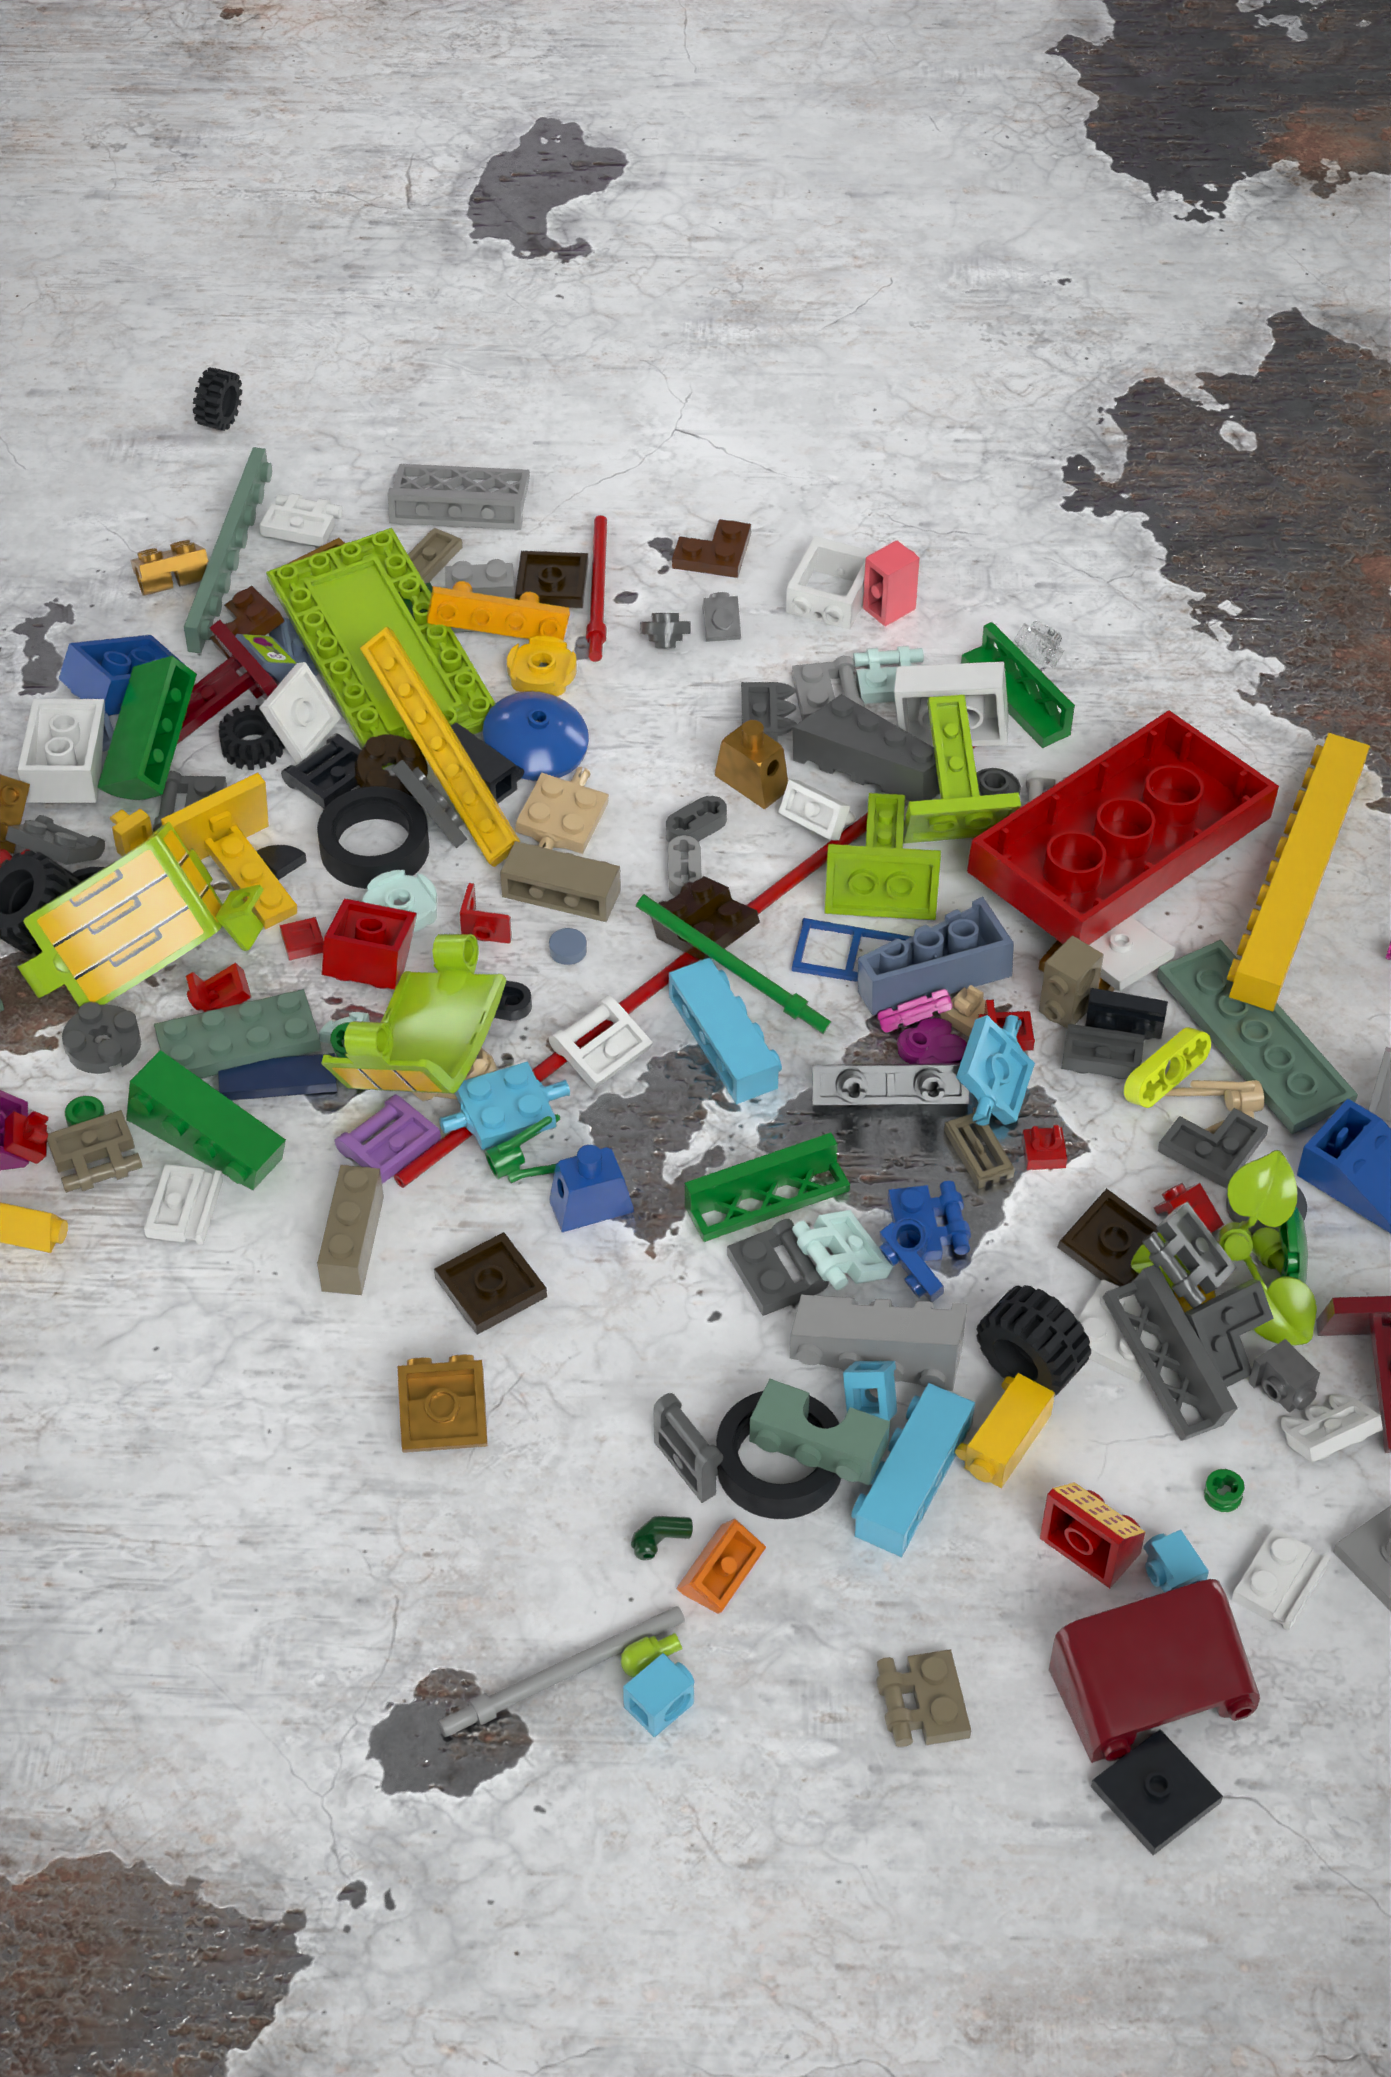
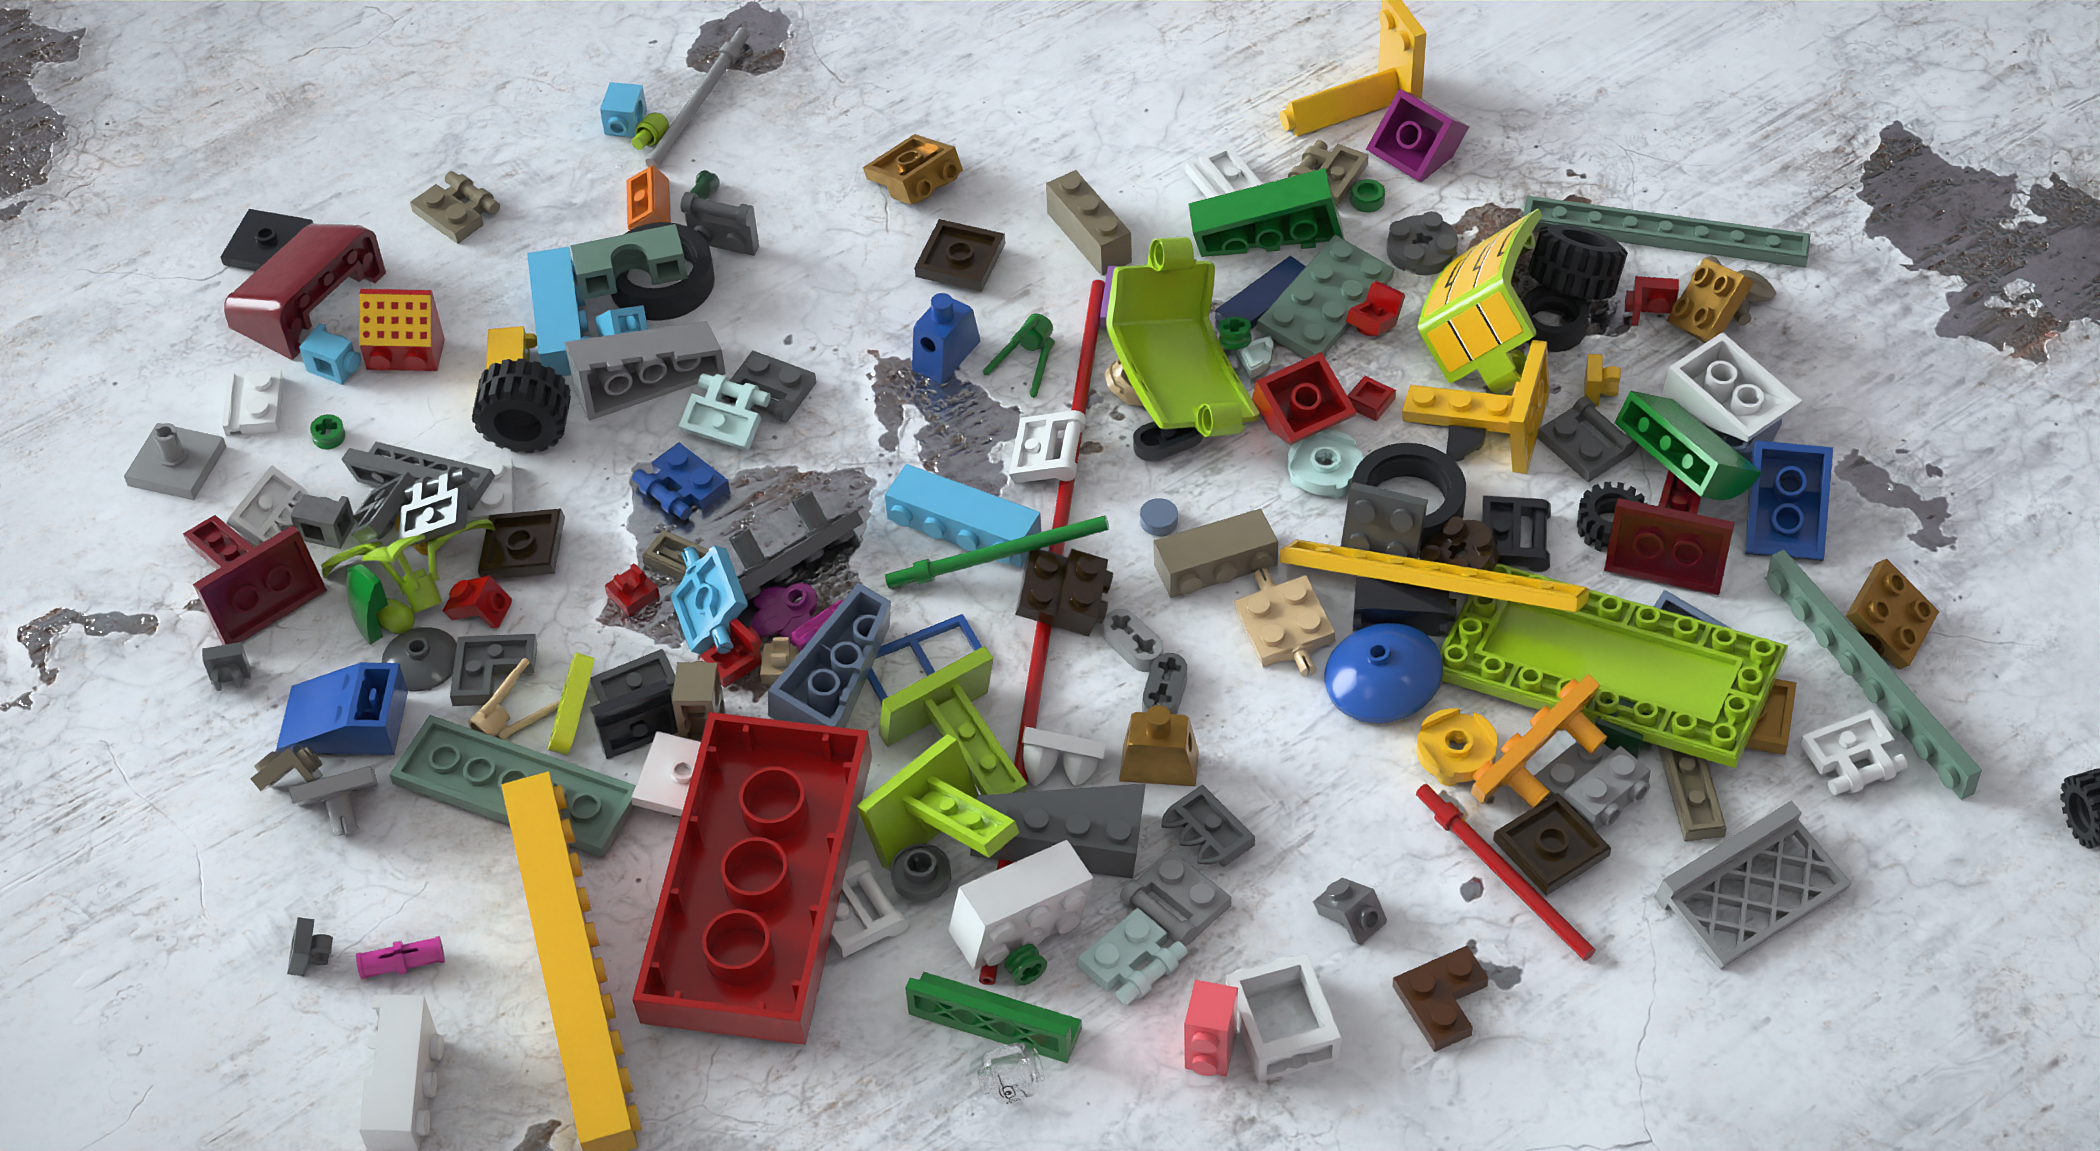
camera: 145 degrees right, 0 degrees up
(26, 1136) = (1382, 148): red tile -> none
(55, 841) = (1639, 321): dark grey plate -> none
(238, 917) = (1423, 360): lime bracket -> none
(252, 615) = (1745, 611): reddish brown plate -> none
(269, 654) = (1687, 576): slope -> none
(300, 712) = (1587, 538): white plate -> none
(483, 925) = (1241, 478): red bracket -> none
(503, 1104) = (1068, 358): medium azure plate -> none
(665, 629) = (1383, 848): dark grey plate -> none
(760, 1181) = (824, 439): green fence -> none
(920, 1277) = (665, 424): blue plate -> none

